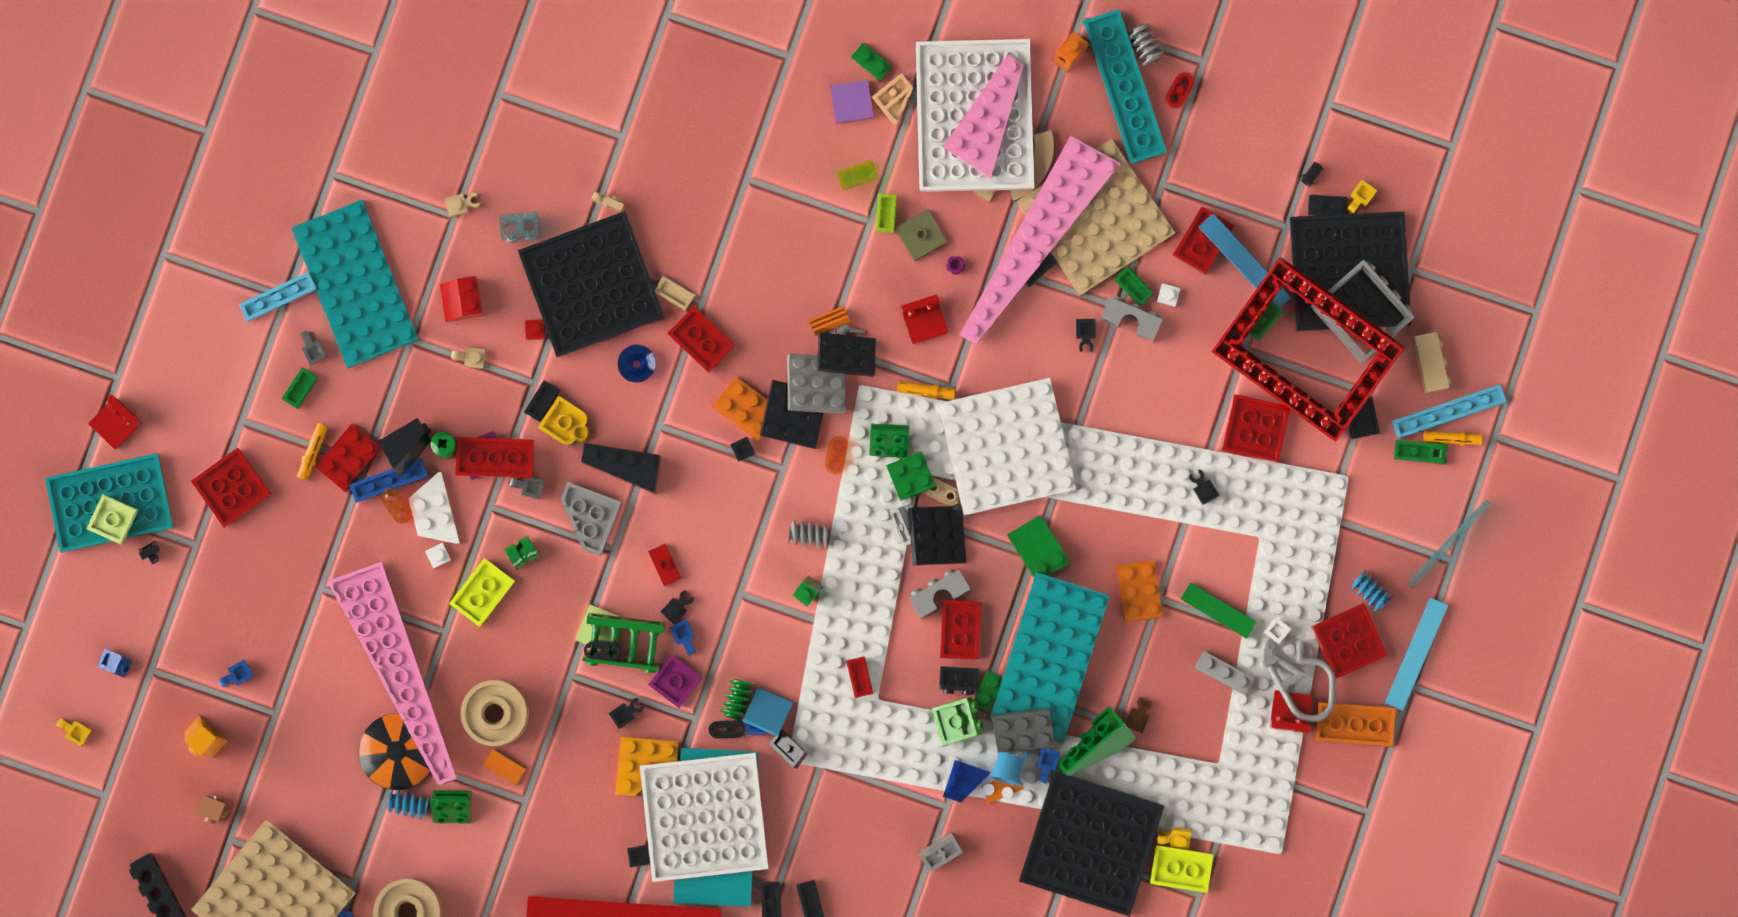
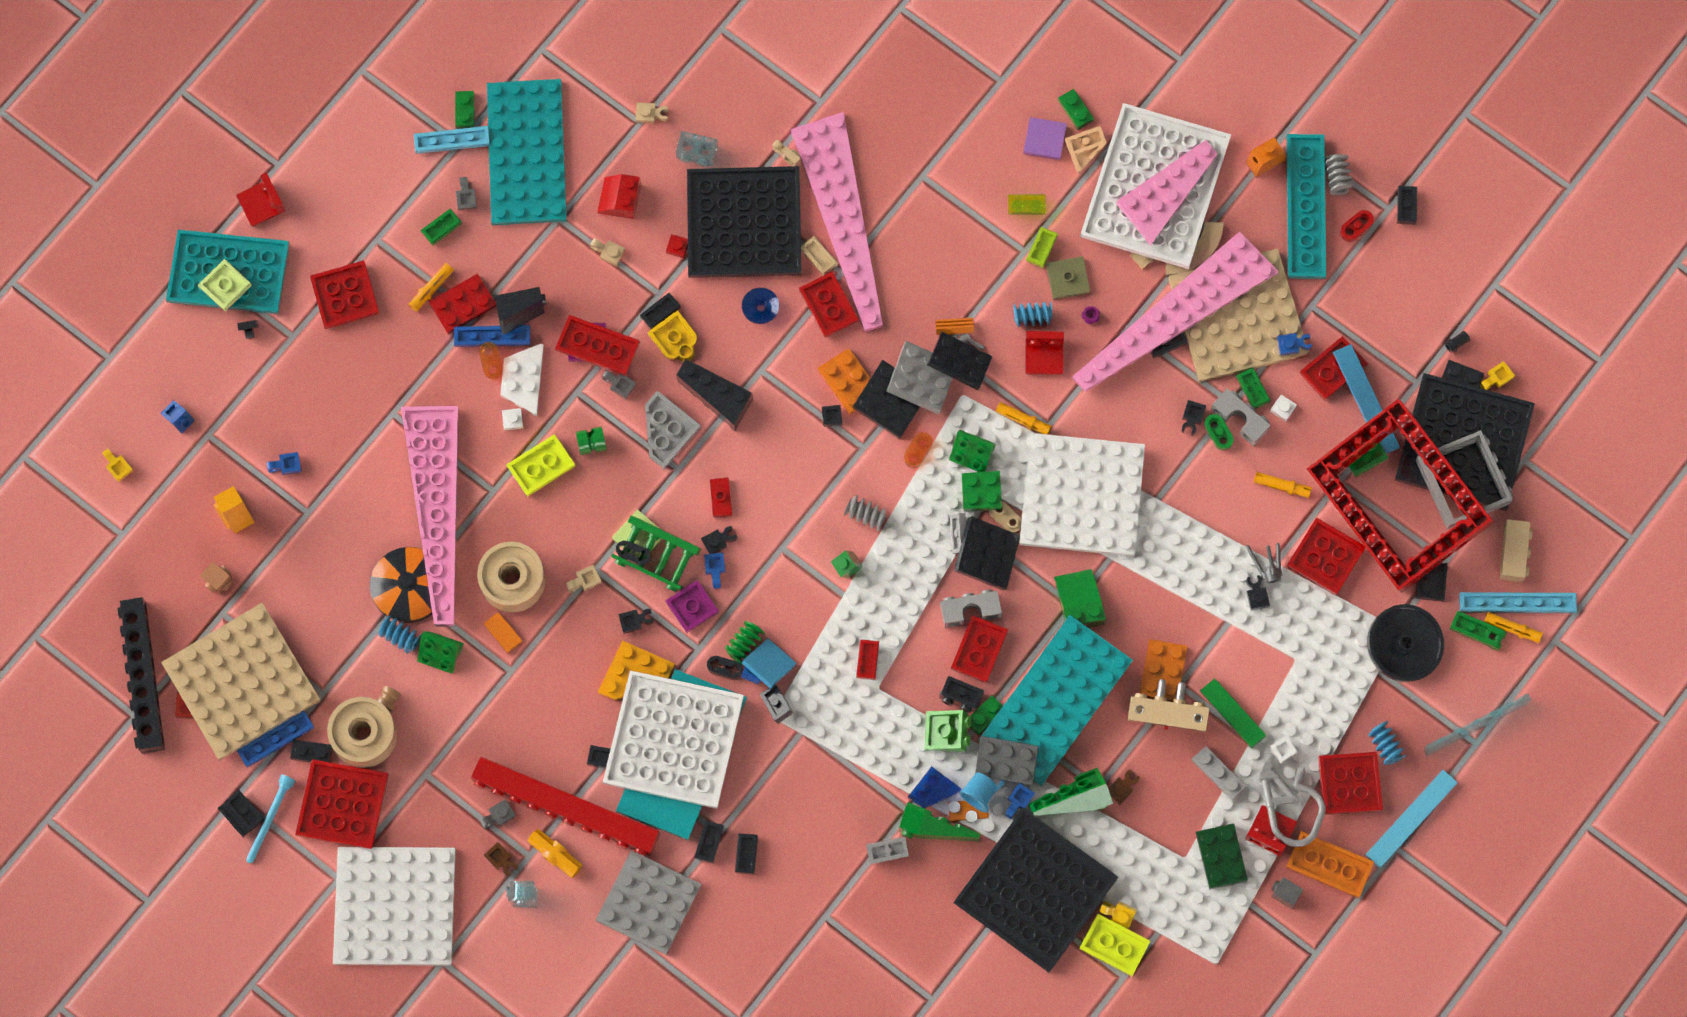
camera: 20 degrees right, 10 degrees down
(279, 261) = (464, 109): none -> green plate
(419, 869) = (389, 697): none -> medium nougat wheel
(436, 445) = (554, 318): green piece -> none
(565, 688) = (585, 578): none -> tan plate
(657, 206) = (831, 174): none -> bright pink wing
(900, 284) = (1032, 314): none -> dark azure piece
(966, 817) = (921, 824): none -> green wedge
(1116, 340) = (1219, 432): none -> green plate
(1155, 231) = (1290, 344): none -> blue plate
(1158, 634) = (1168, 714): none -> tan piece
(1192, 372) = (1283, 485): none -> light orange pin
(1212, 462) = (1272, 573): none -> dark grey plant
(1220, 53) = (1407, 205): none -> black plate
(1252, 751) = (1221, 856): none -> dark green plate
(1323, 765) = (1286, 892): none -> flat silver brick
(1357, 489) = (1405, 643): none -> black dish

